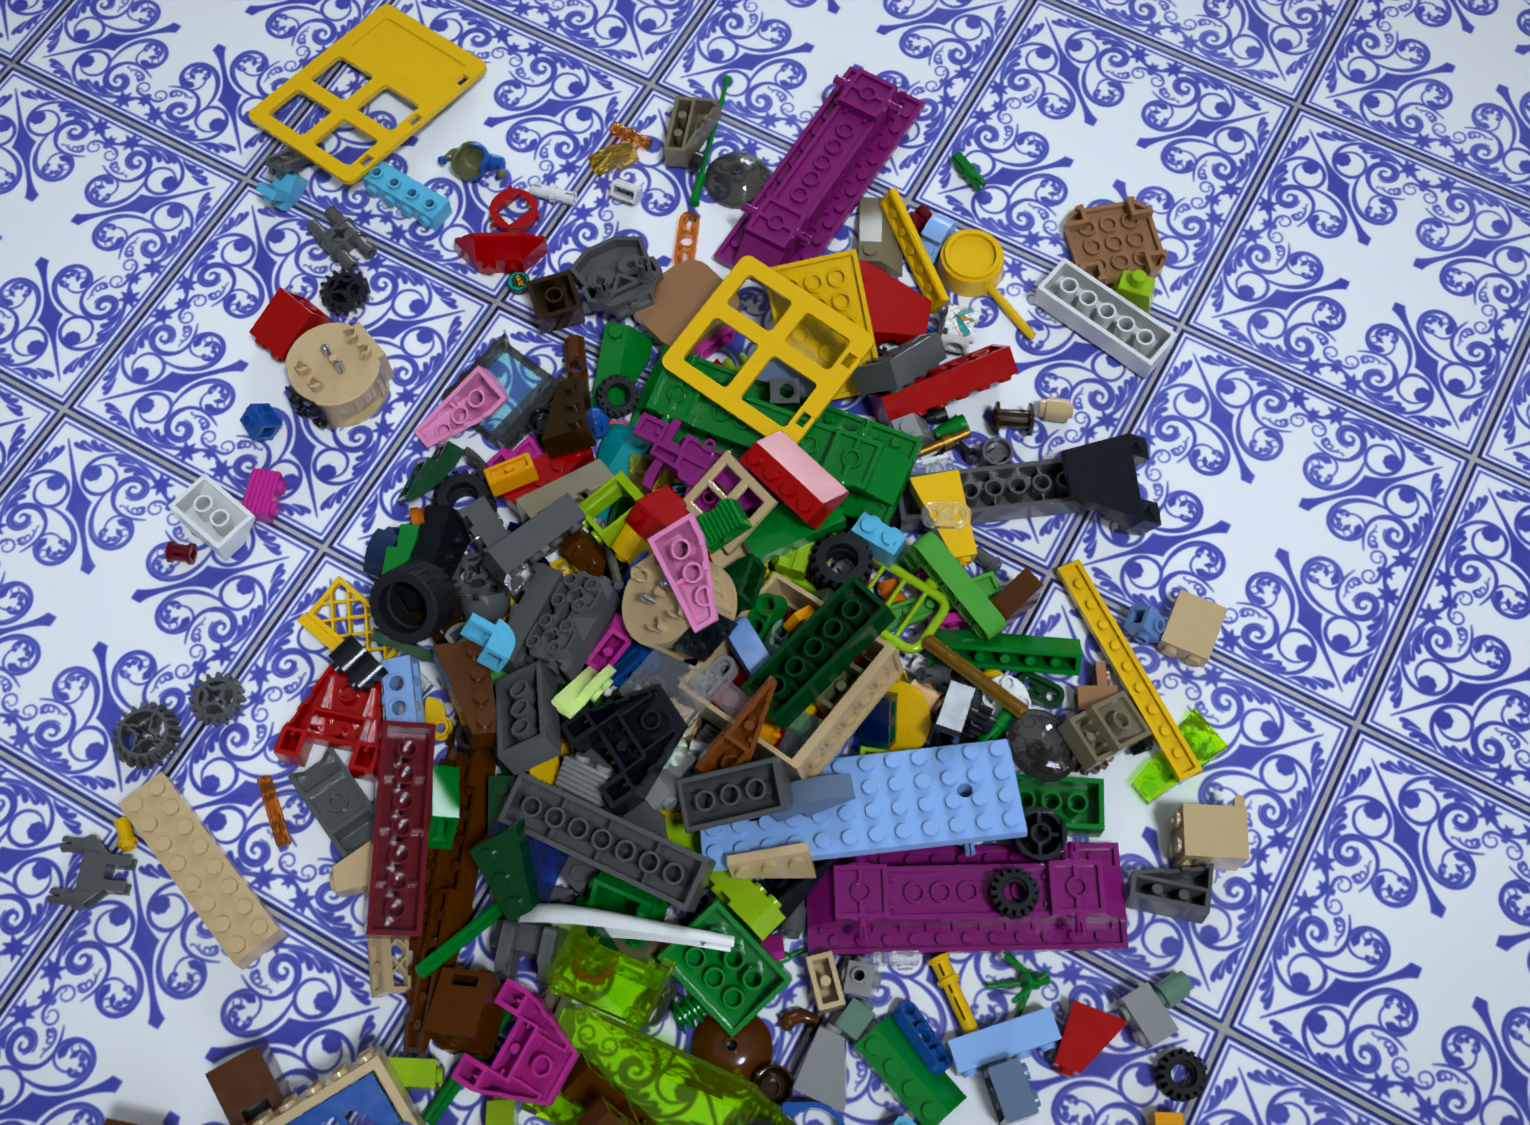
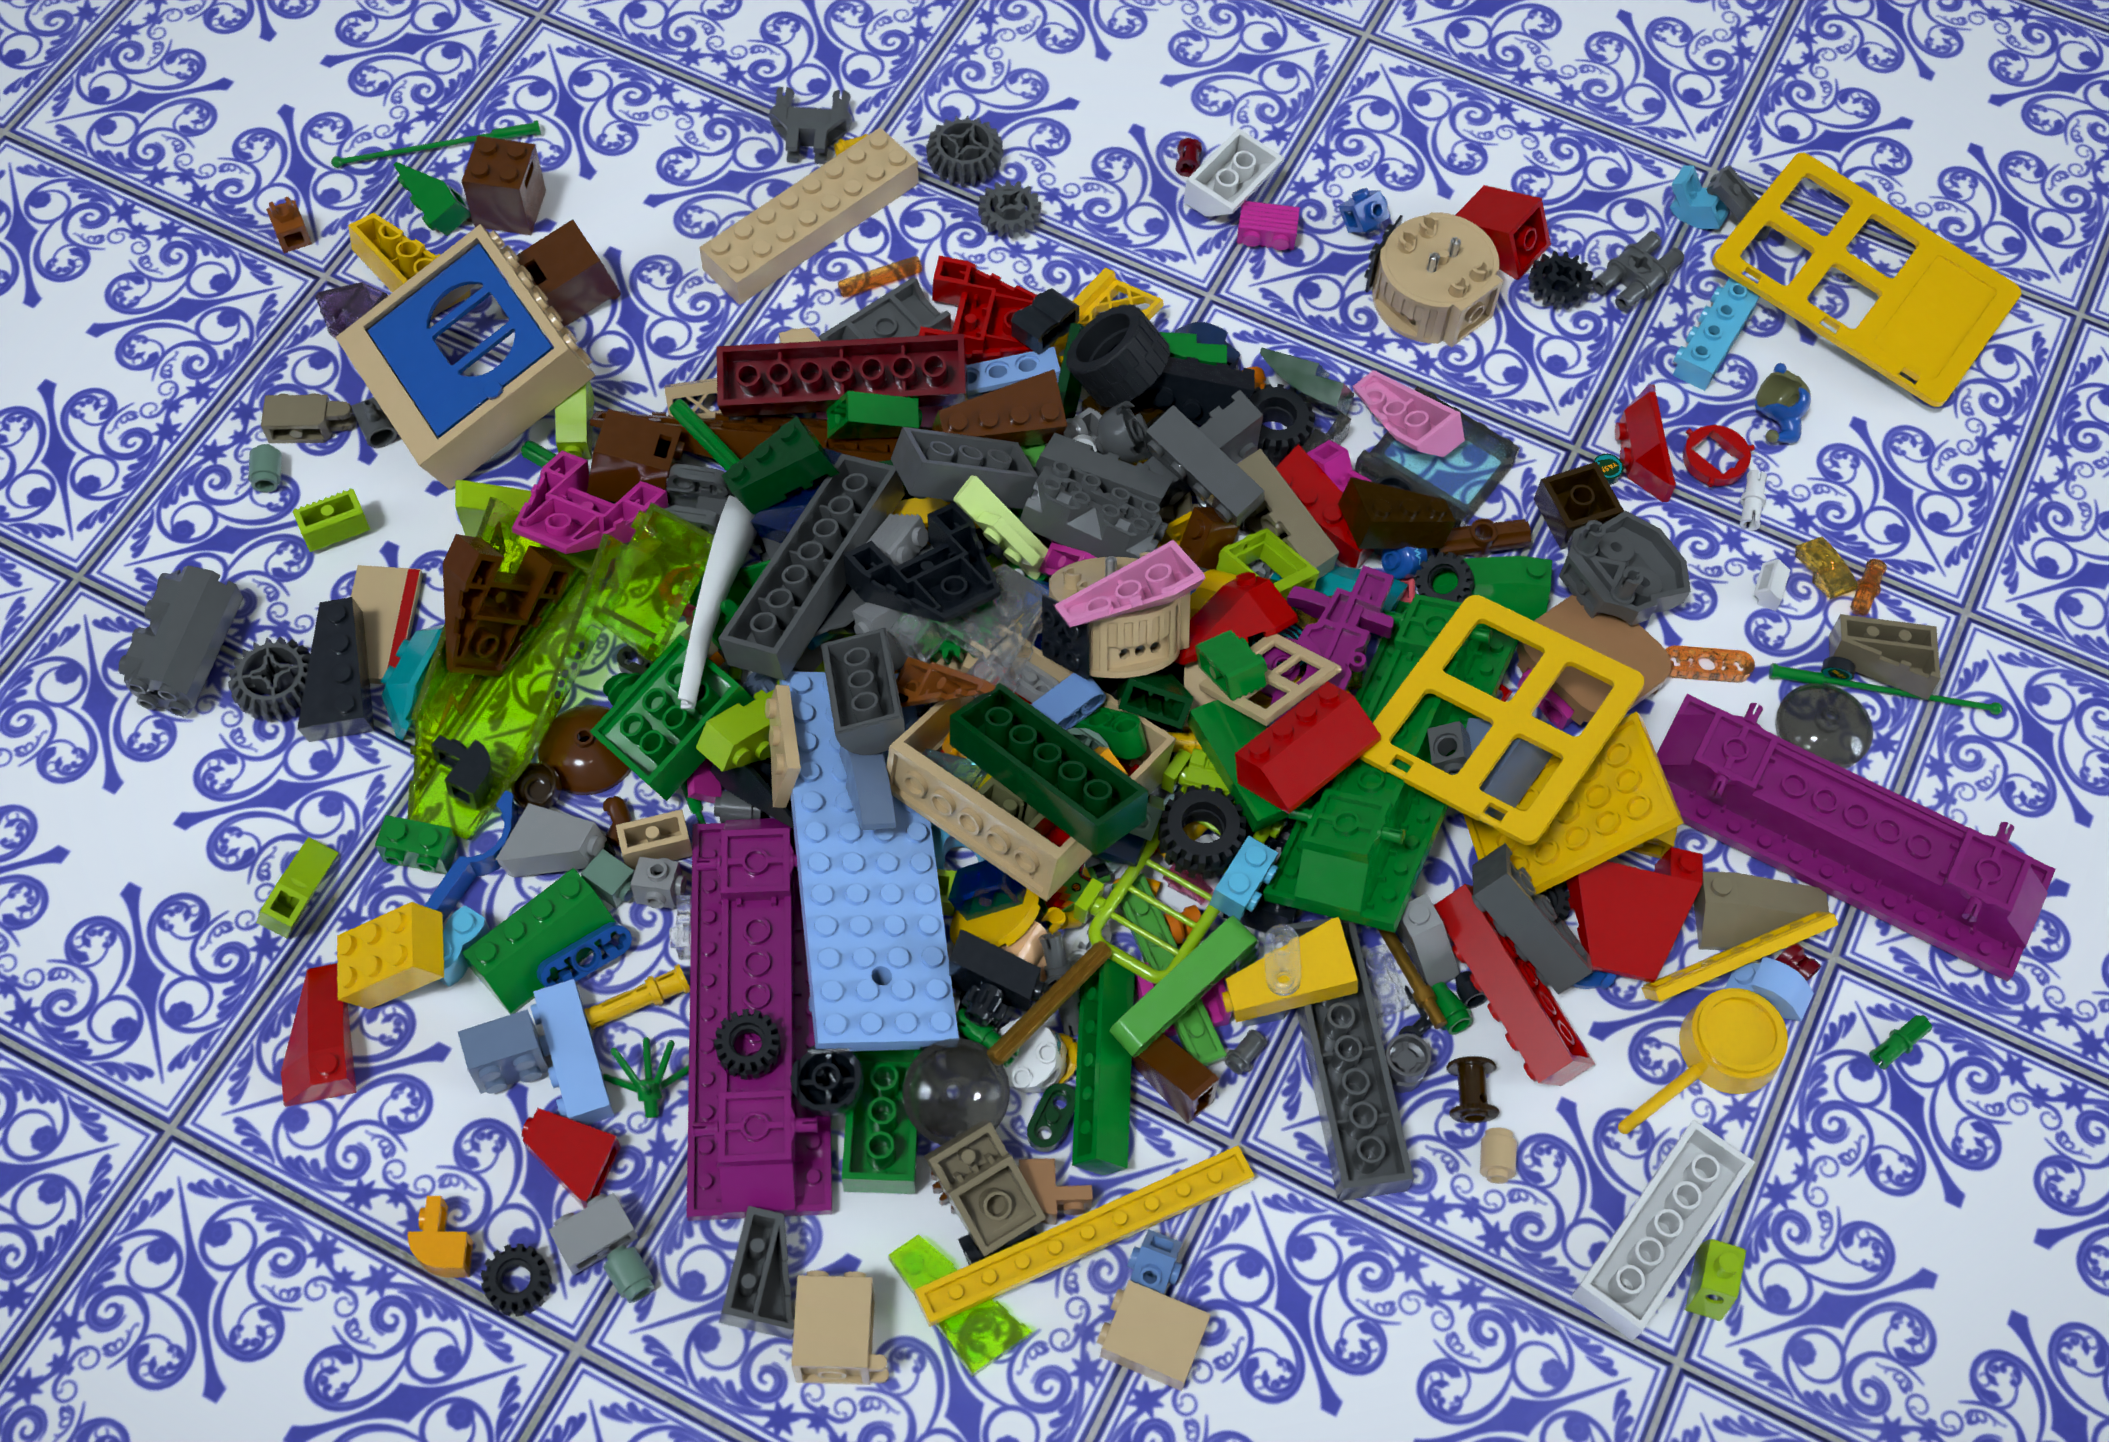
camera: 85 degrees right, 5 degrees down
(496, 641) = (1058, 430): medium azure brick -> none
(511, 474) = (1309, 460): light orange slope -> none
(957, 328) = (1611, 1010): white brick -> none
(1106, 480) = (1375, 1201): black wedge -> none
(1114, 239) = (1810, 1261): medium nougat tile -> none

